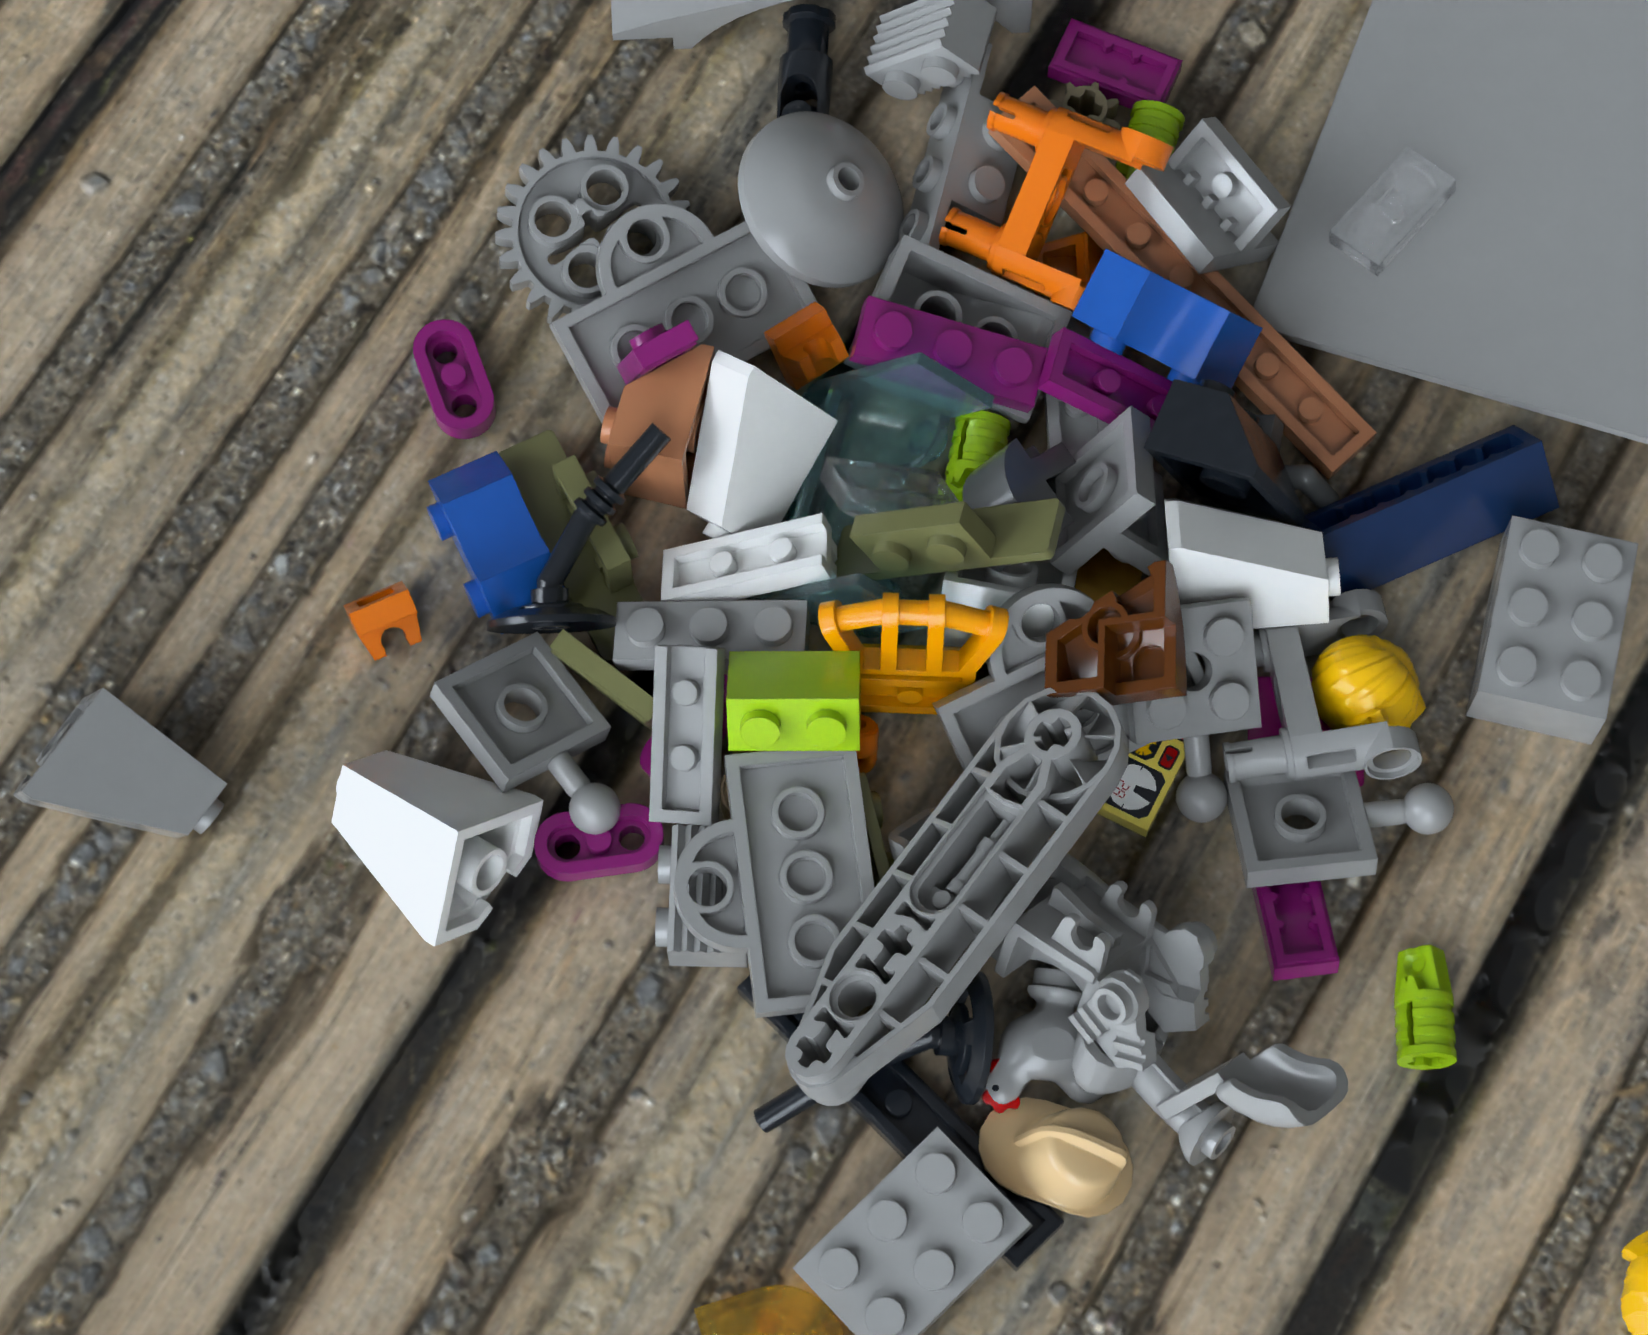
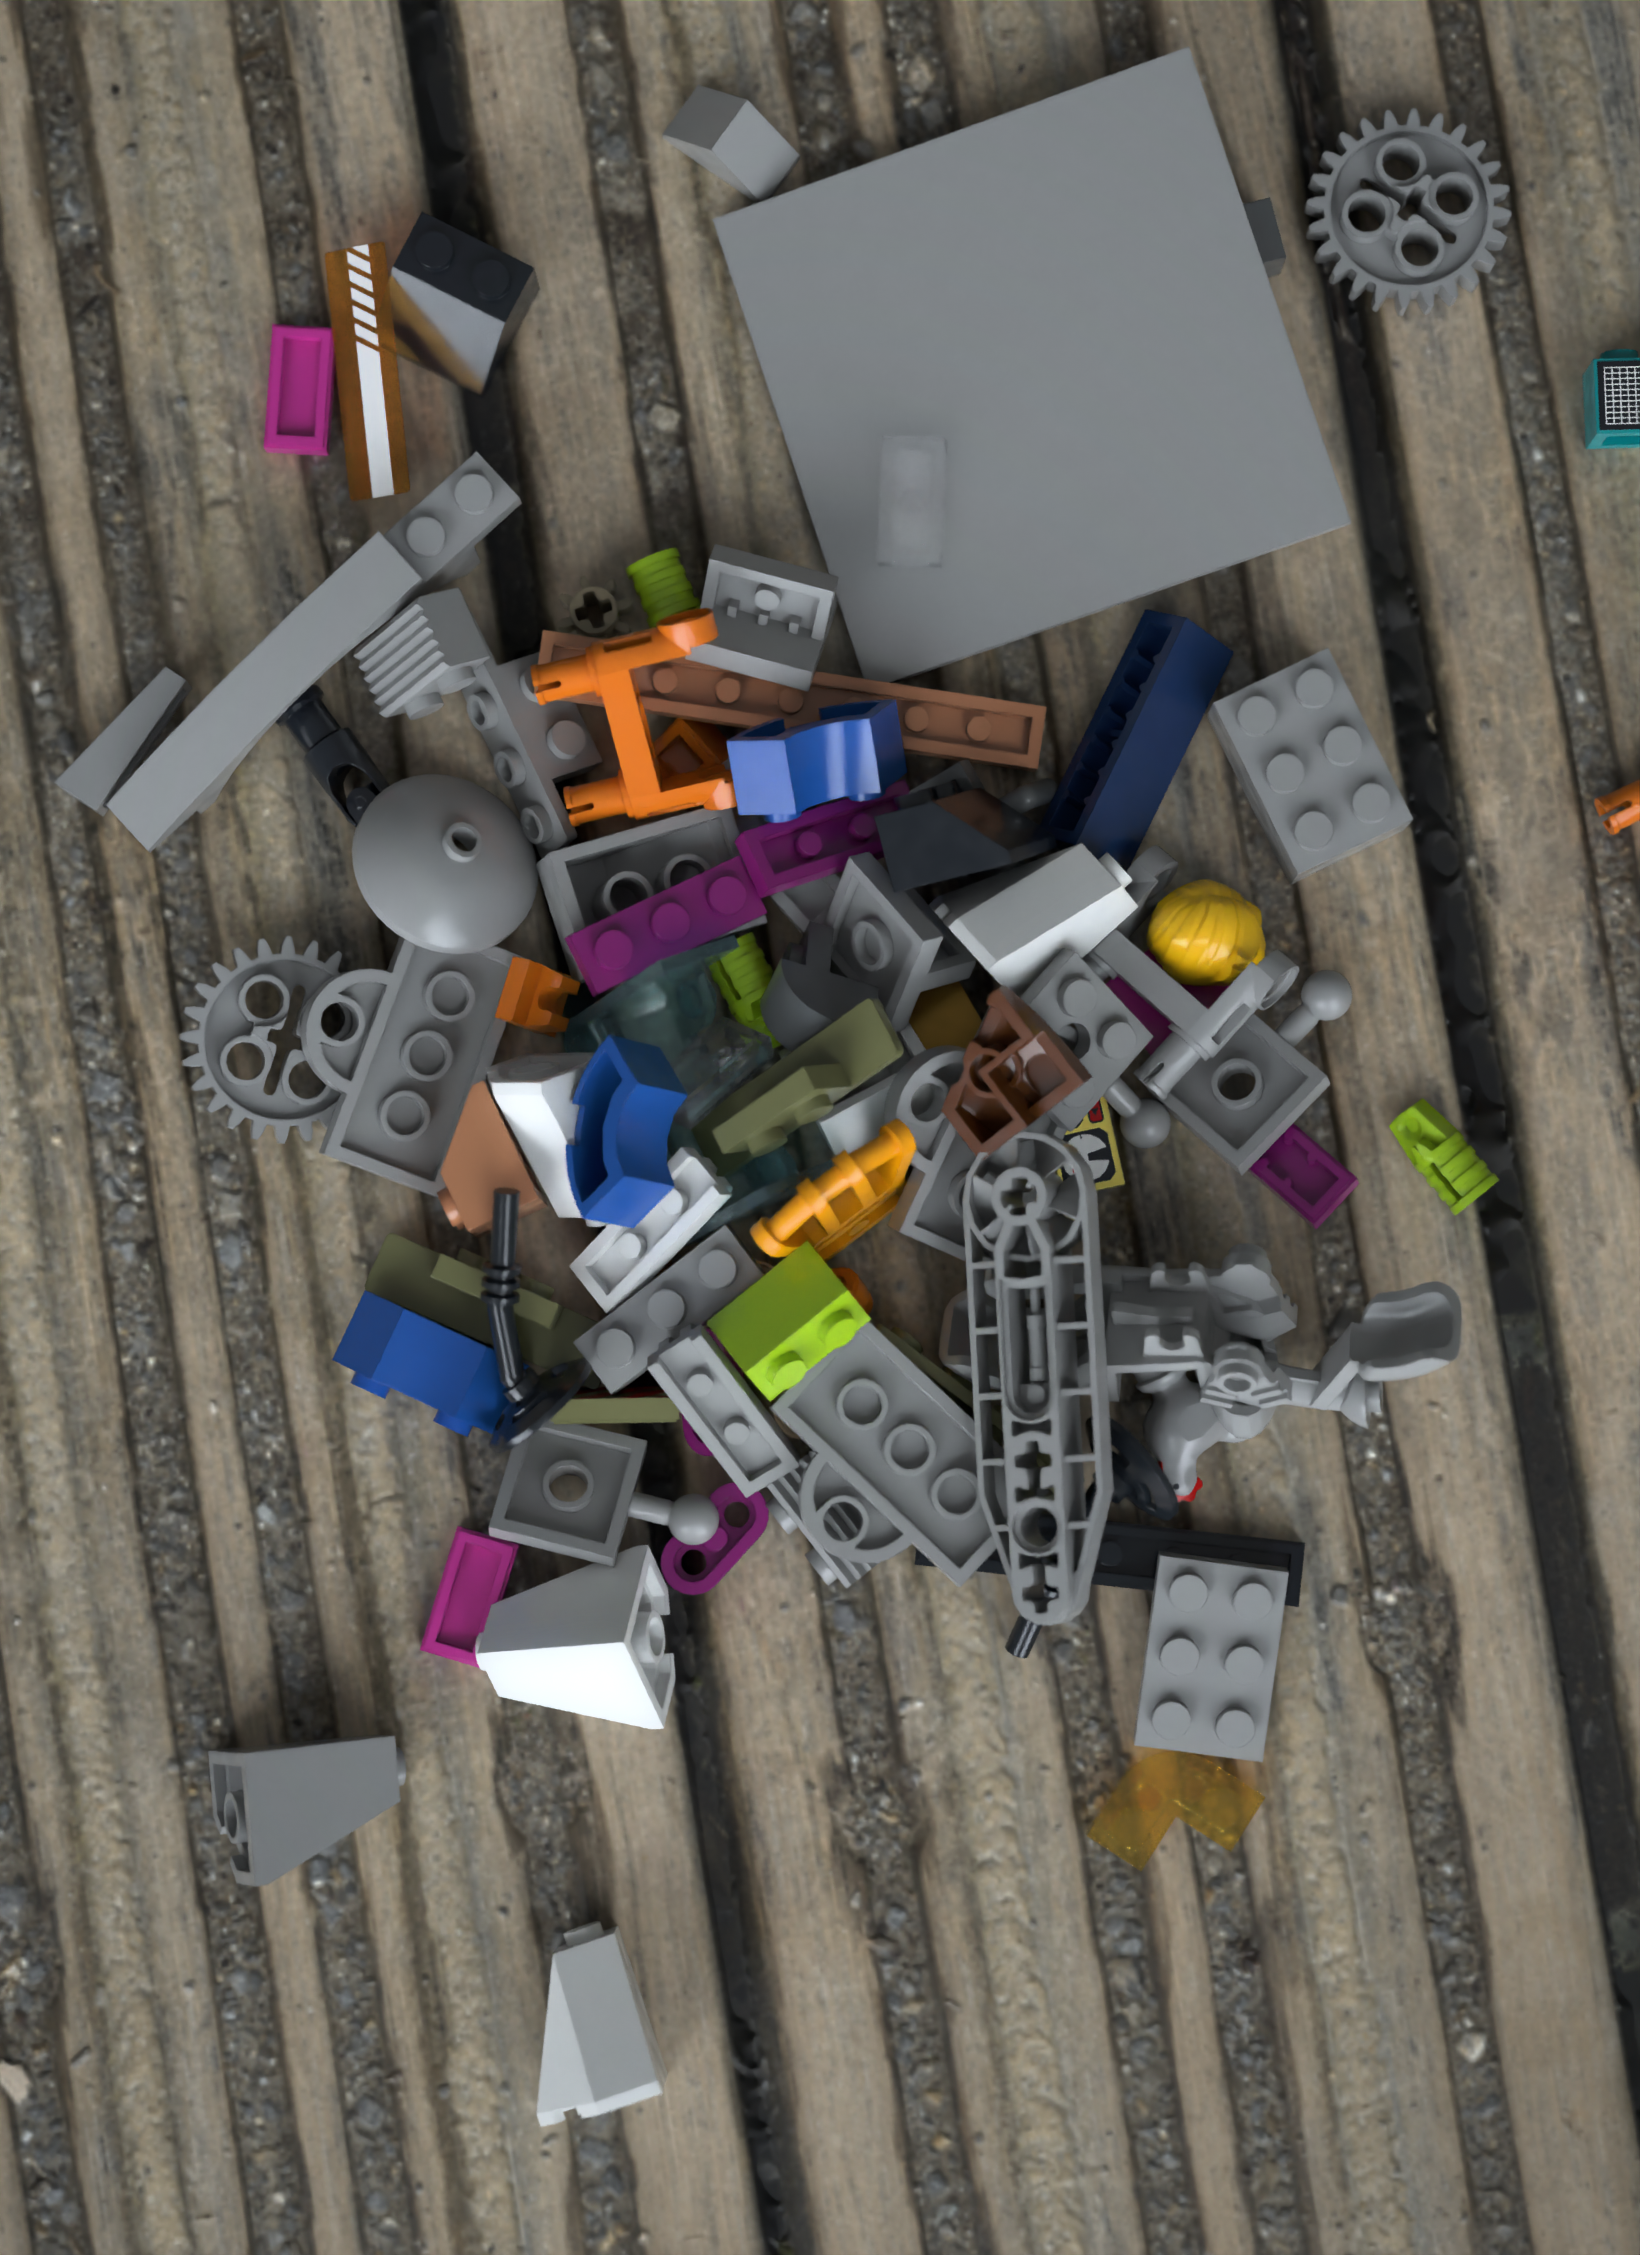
camera: 35 degrees left, 15 degrees up
(179, 1135) = (596, 2030): none -> white slope
(381, 611) = (386, 1495): orange tile -> none
(396, 723) = (471, 1582): none -> dark pink tile
(456, 382) = (275, 1254): magenta plate -> none
(655, 349) = (439, 1118): magenta plate -> none
(786, 461) = (622, 1132): none -> blue brick
(1057, 1156) = (1260, 1498): tan piece -> none
(1119, 65) = (581, 545): magenta plate -> none

